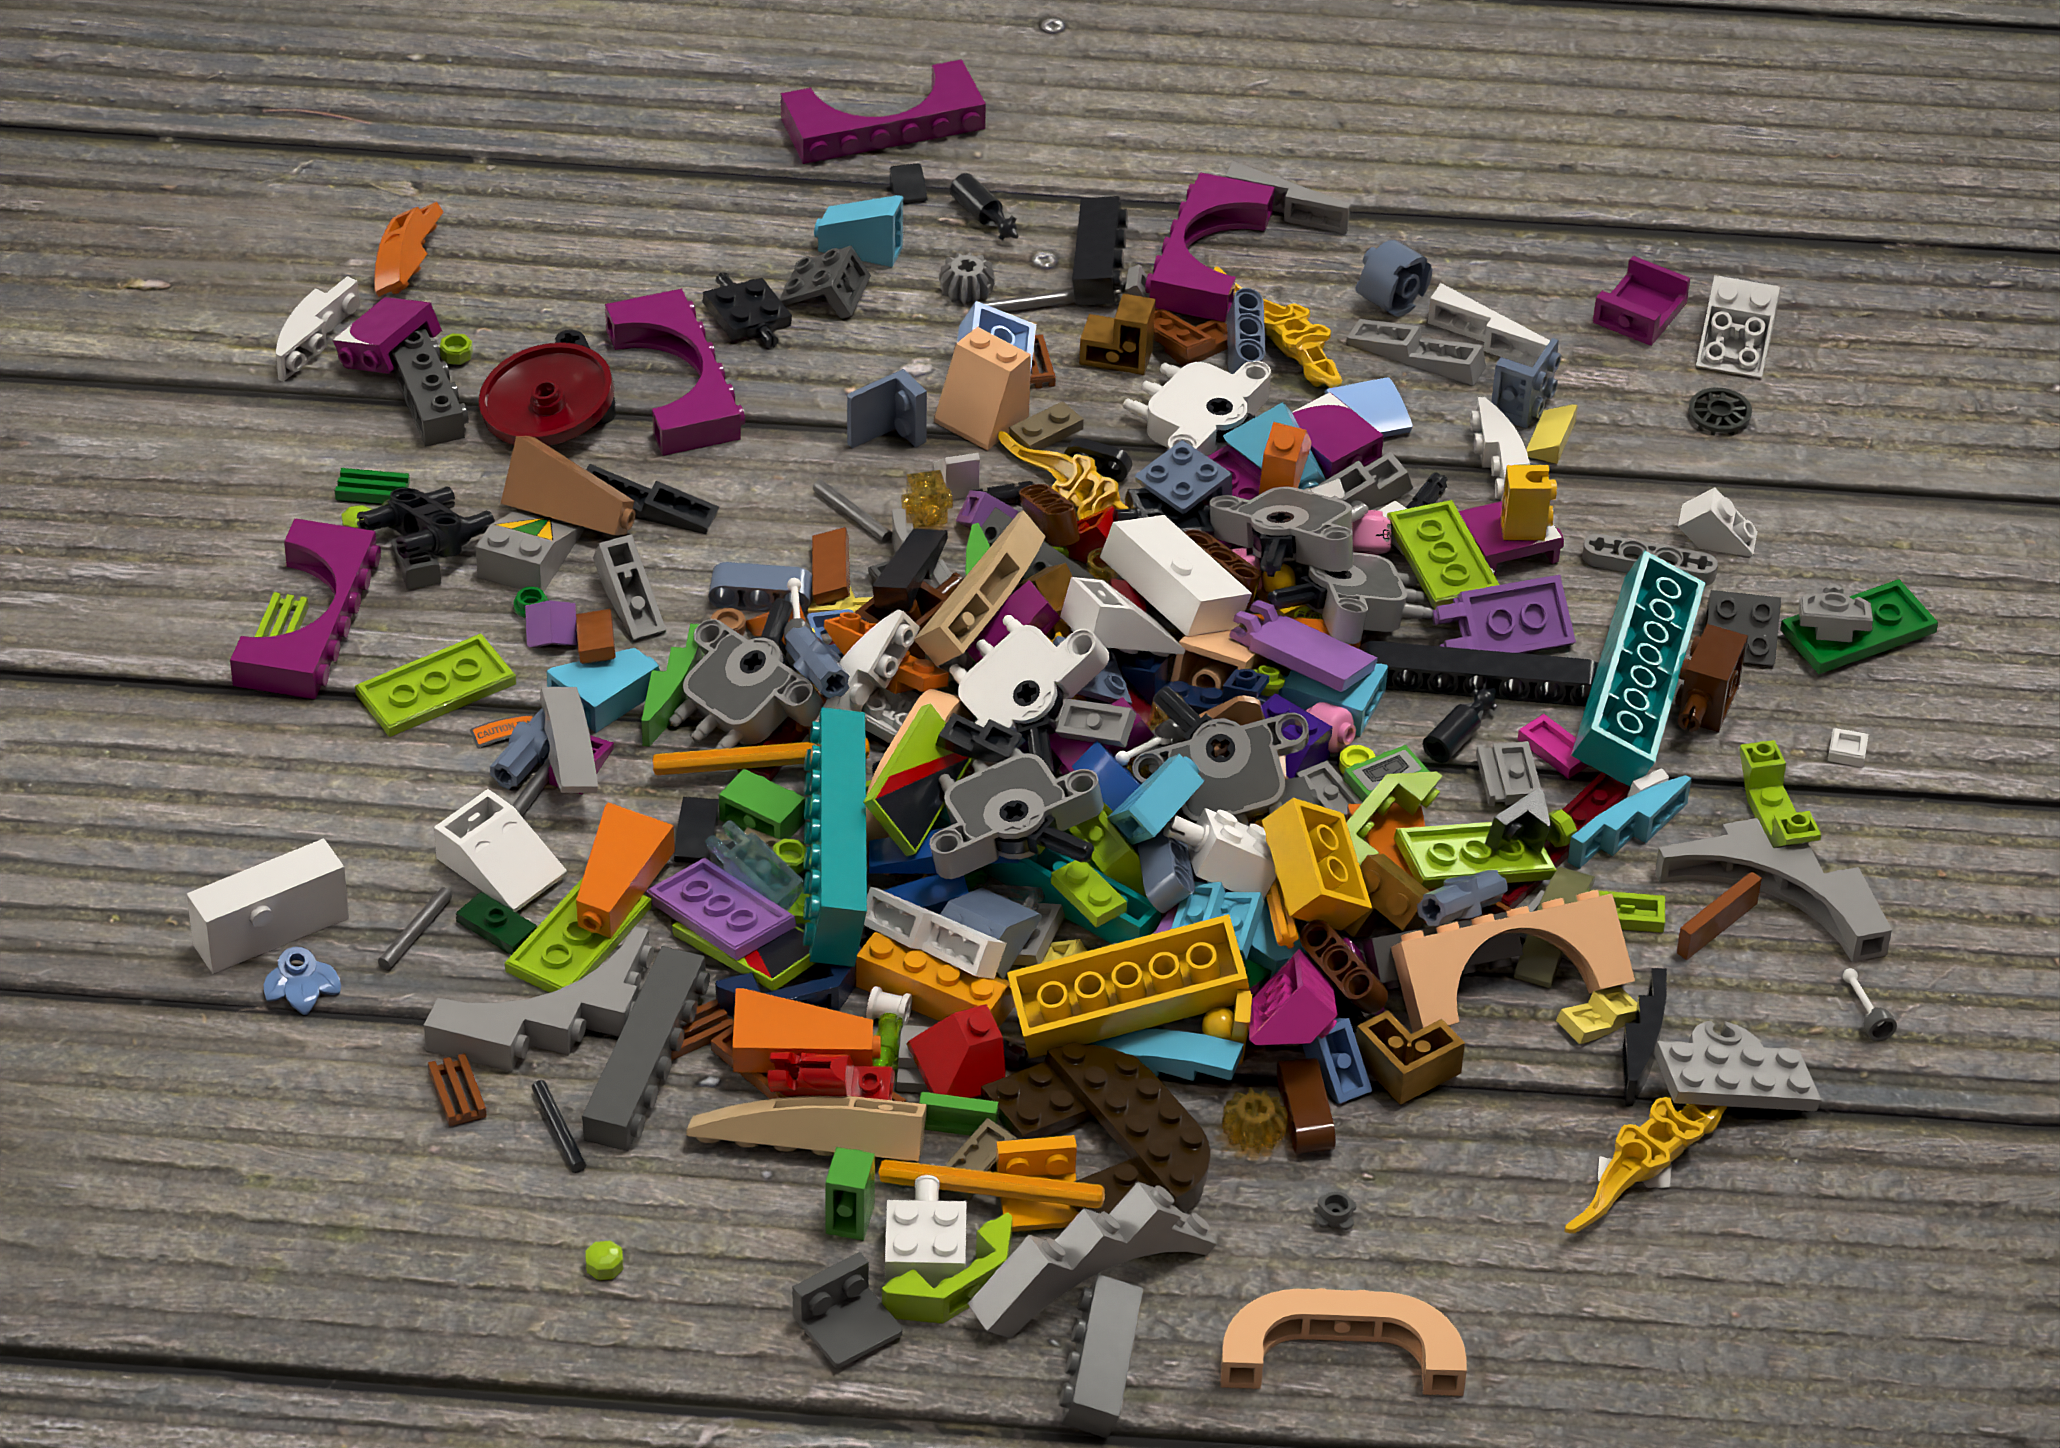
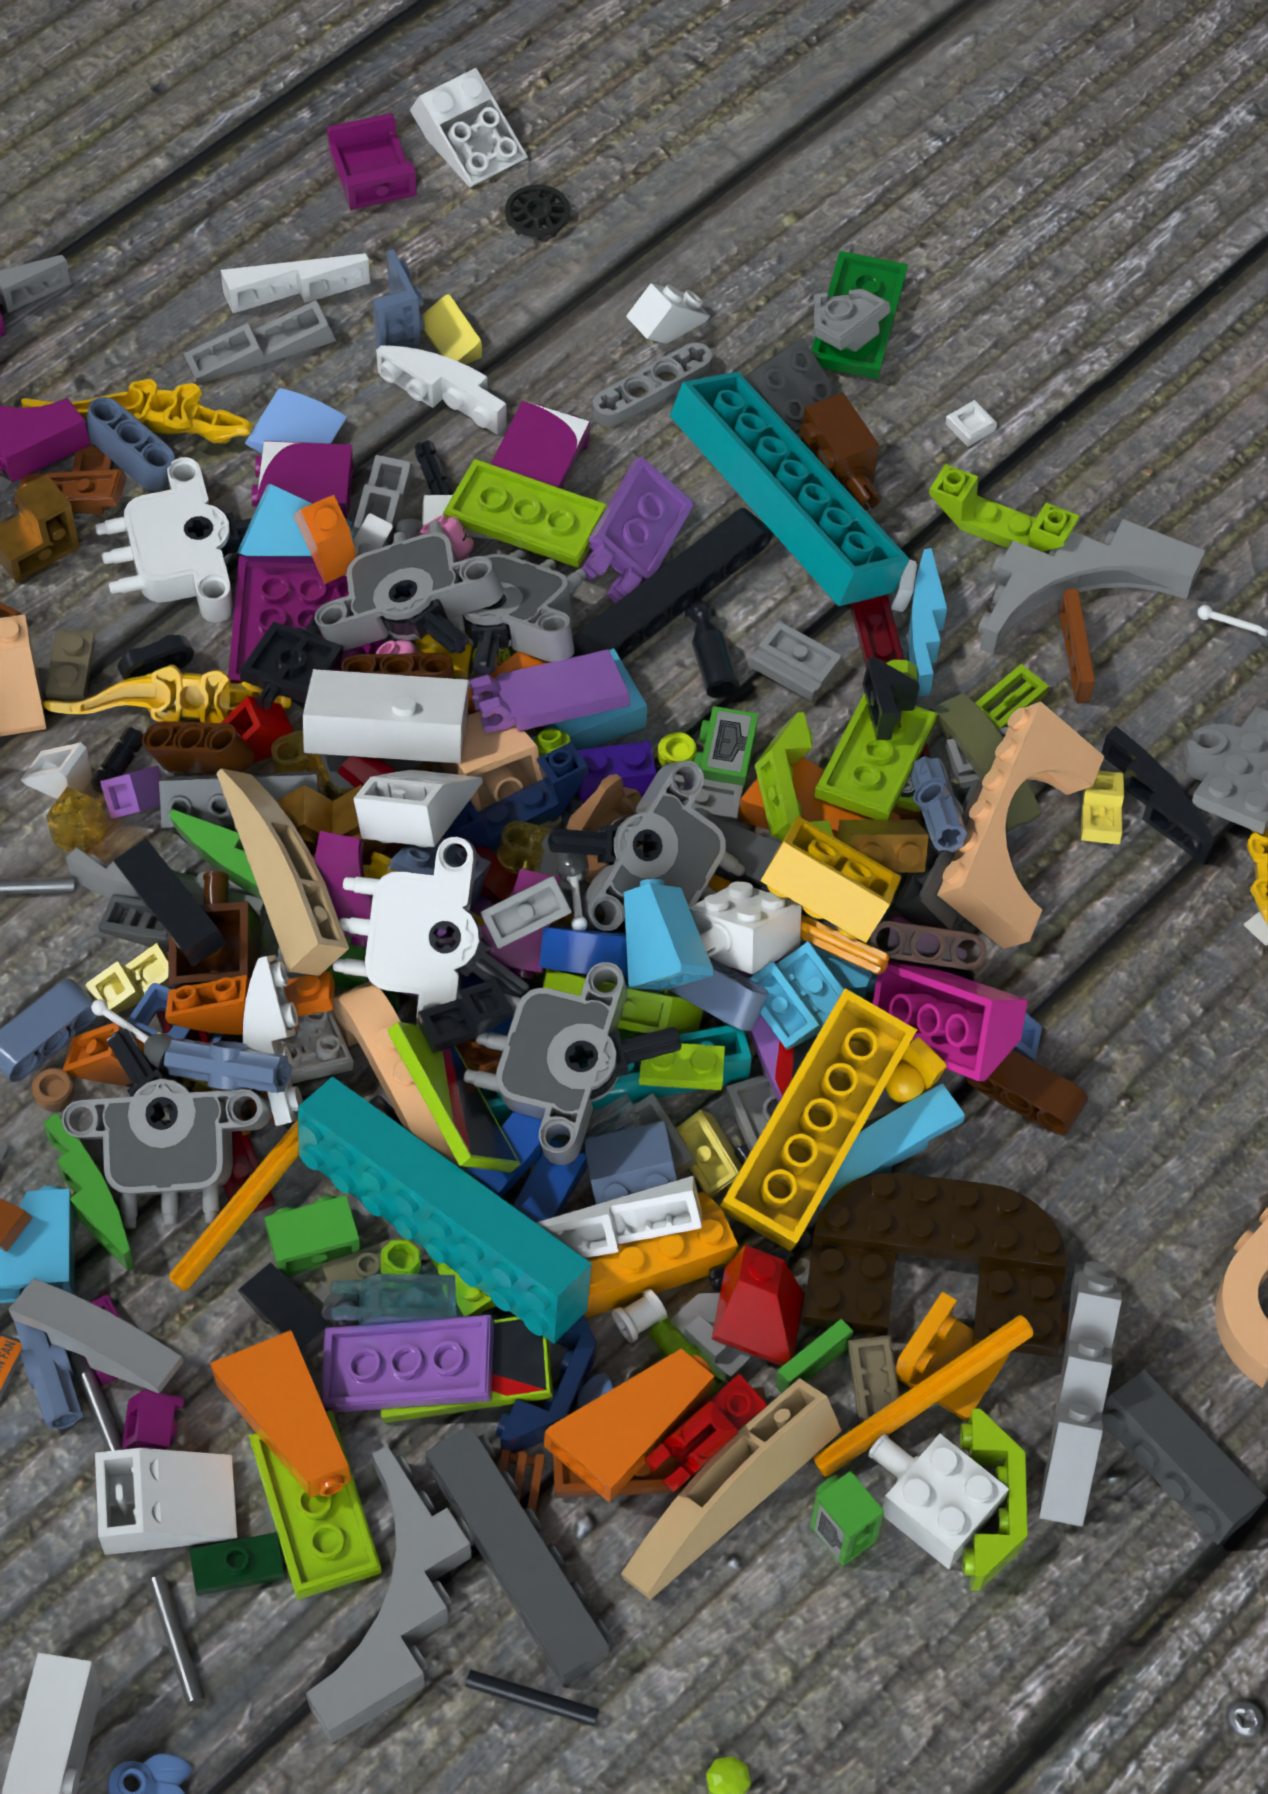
camera: 50 degrees left, 15 degrees up
(450, 1068) = (417, 1737): dark orange tile -> none
(547, 811) = (151, 1420): none -> magenta brick
(830, 566) = (74, 955): dark orange tile -> none
(843, 1312) = (969, 1627): dark grey bracket -> none
(1185, 477) = (269, 619): sand blue bracket -> none
(1254, 1120) = (1016, 1125): clear yellow gear -> none
(1335, 1211) = (1153, 1145): dark grey plate -> none
(1341, 721) = (629, 730): bright pink head -> none
(1394, 277) = (178, 294): sand blue brick -> none
(1406, 1061) = (1051, 979): pearl gold brick -> none
(1527, 502) = (553, 414): yellow brick -> none
(1552, 745) = (790, 605): dark pink tile -> none

